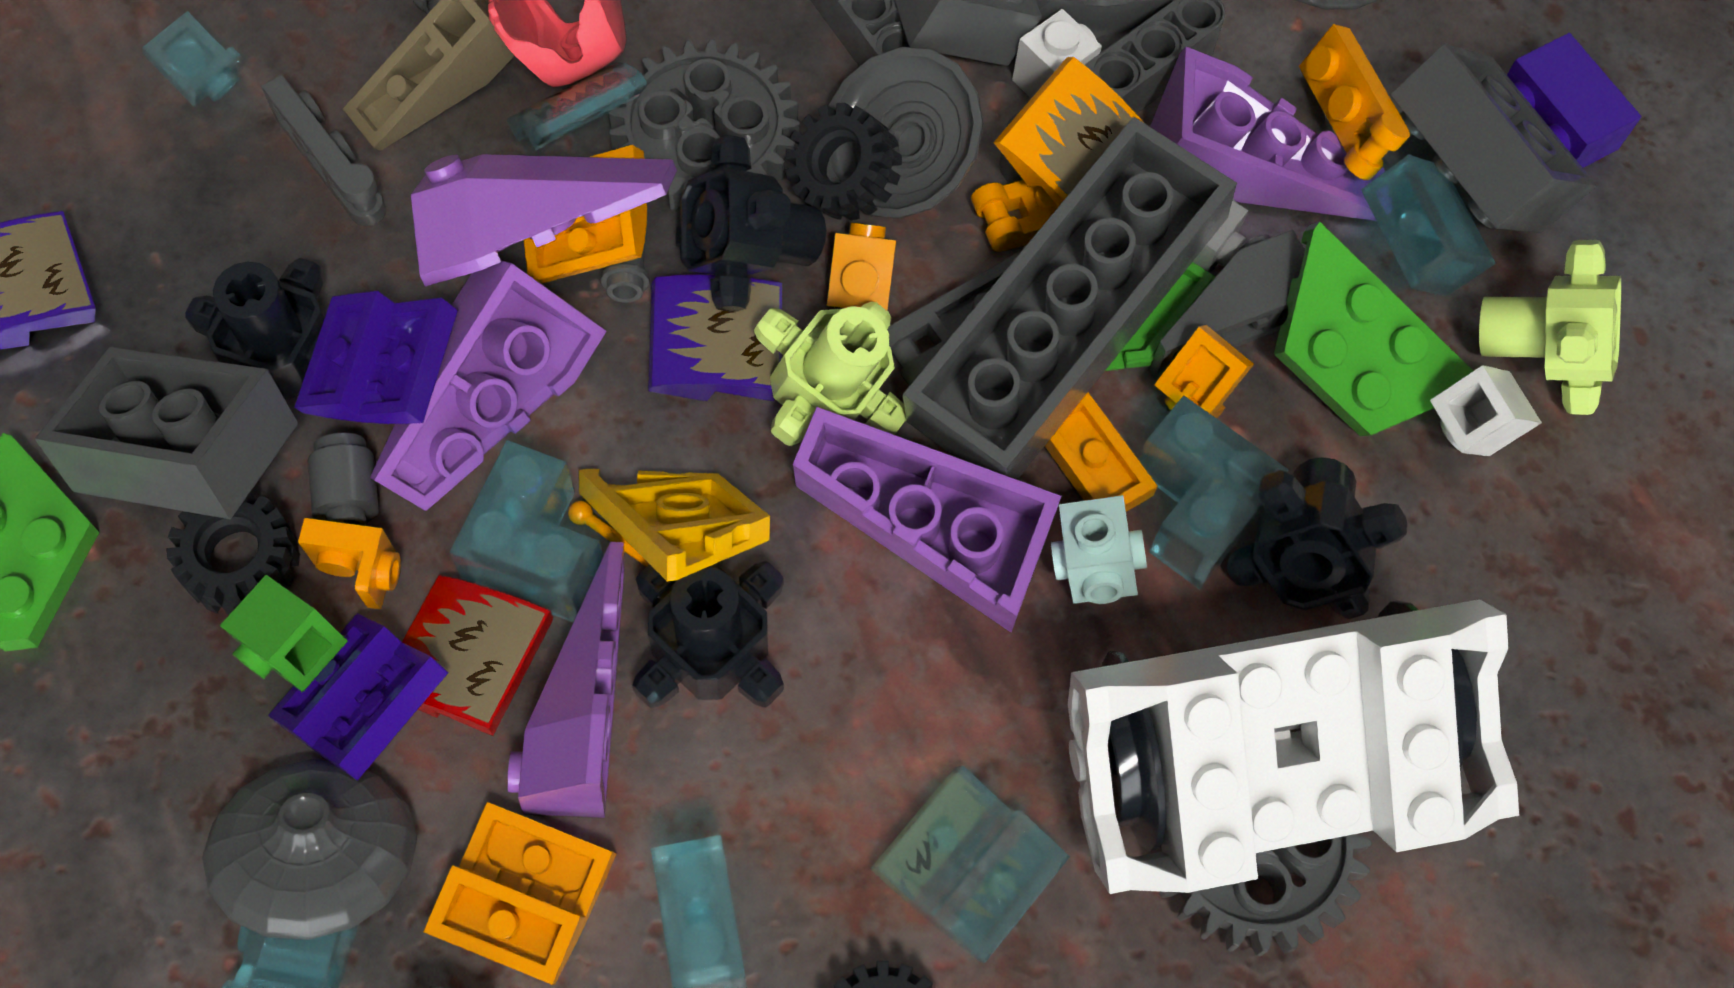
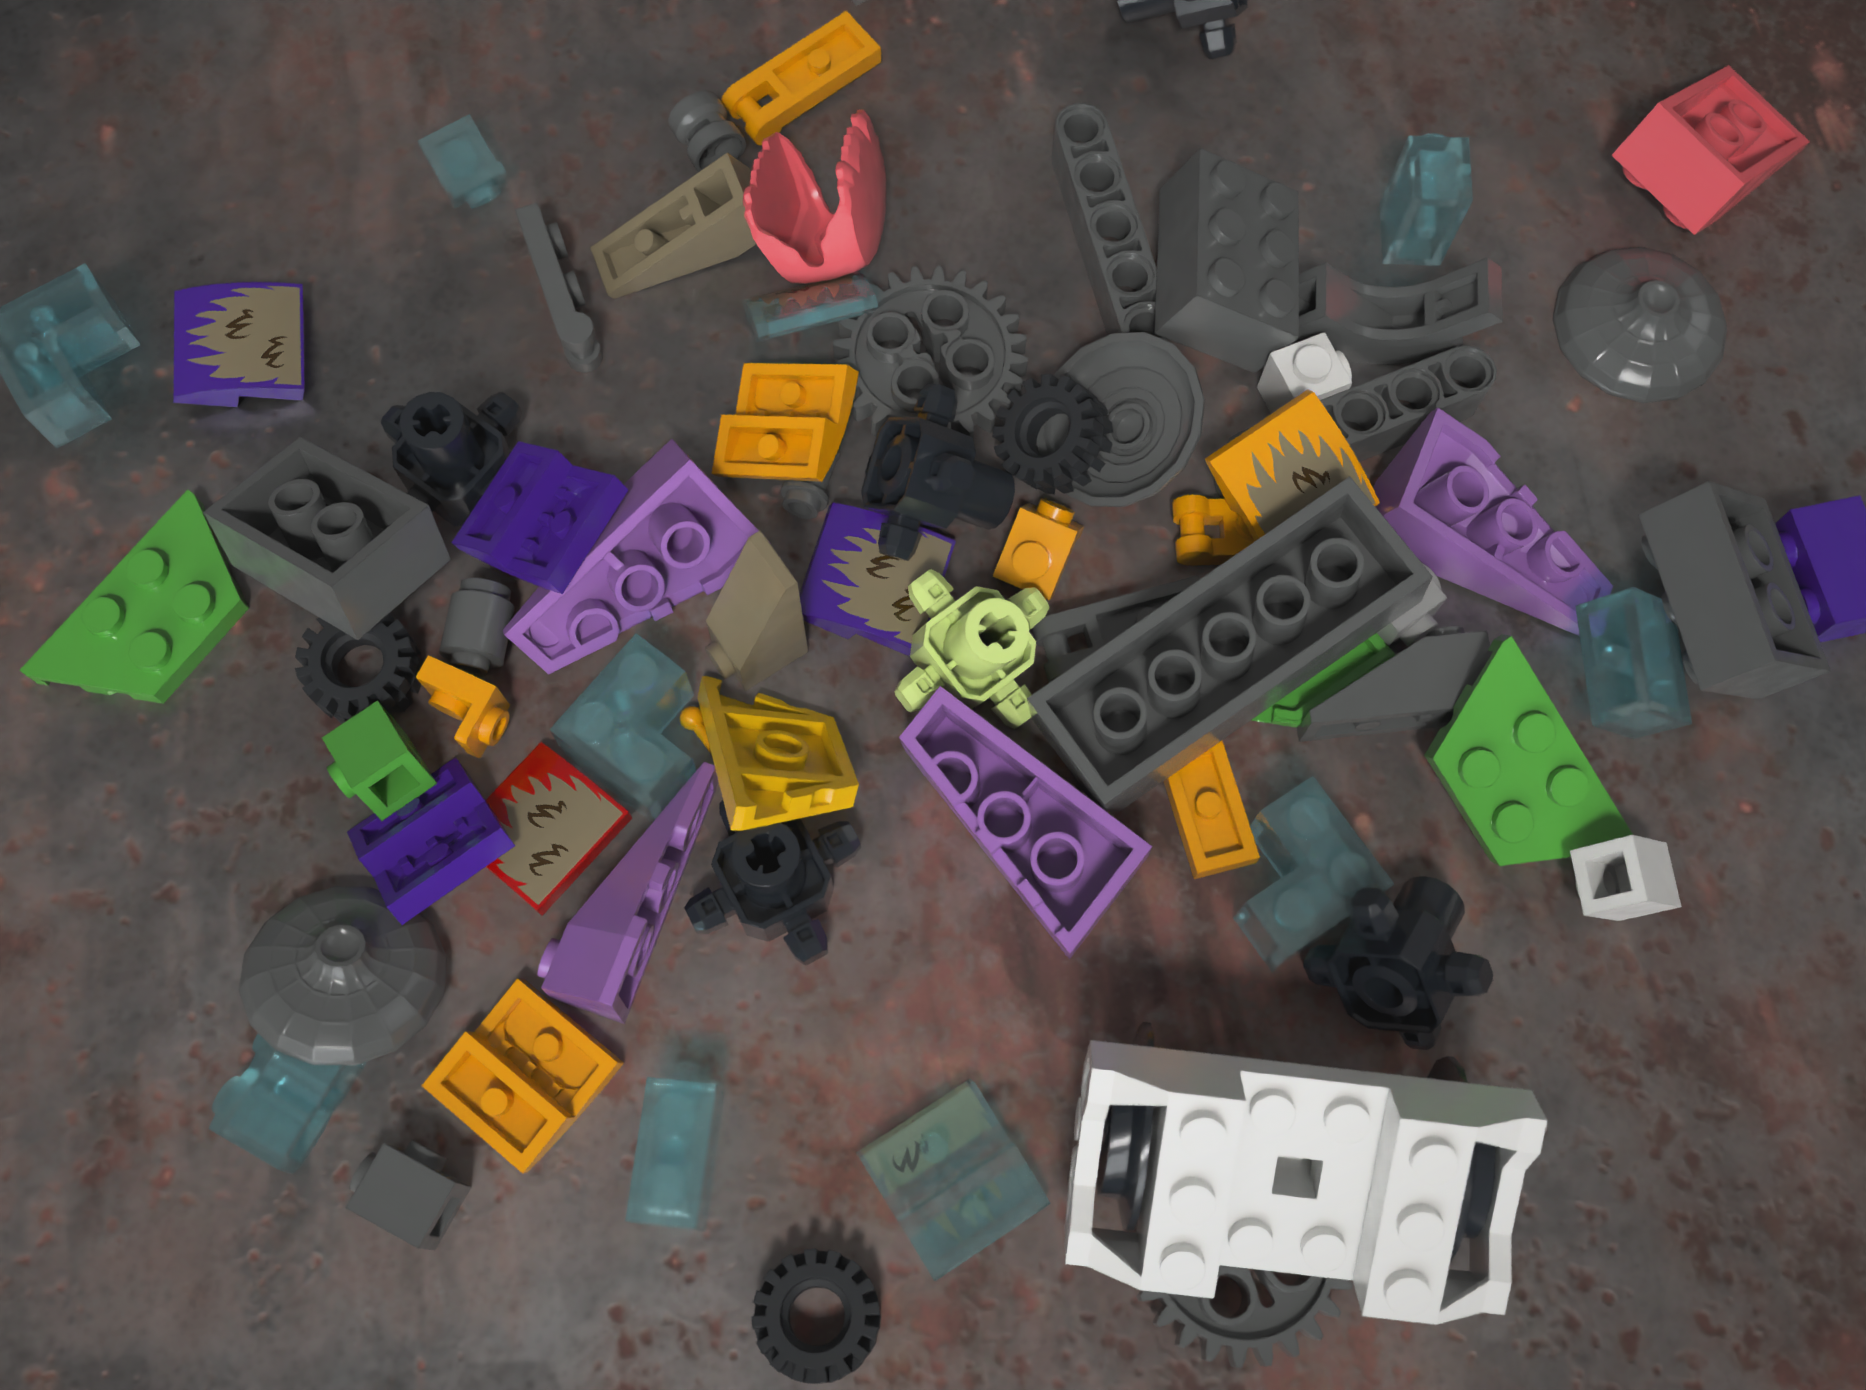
camera: 20 degrees right, 5 degrees up
(492, 201) = (706, 389): medium lavender wedge -> none
(621, 391) = (756, 617): none -> dark tan slope
(1098, 550) = (1177, 907): light aqua brick -> none
(1204, 372) = (1343, 756): light orange bracket -> none
(1354, 101) = (1601, 509): light orange plate -> none
(1570, 328) = (1747, 817): yellowish green piece -> none

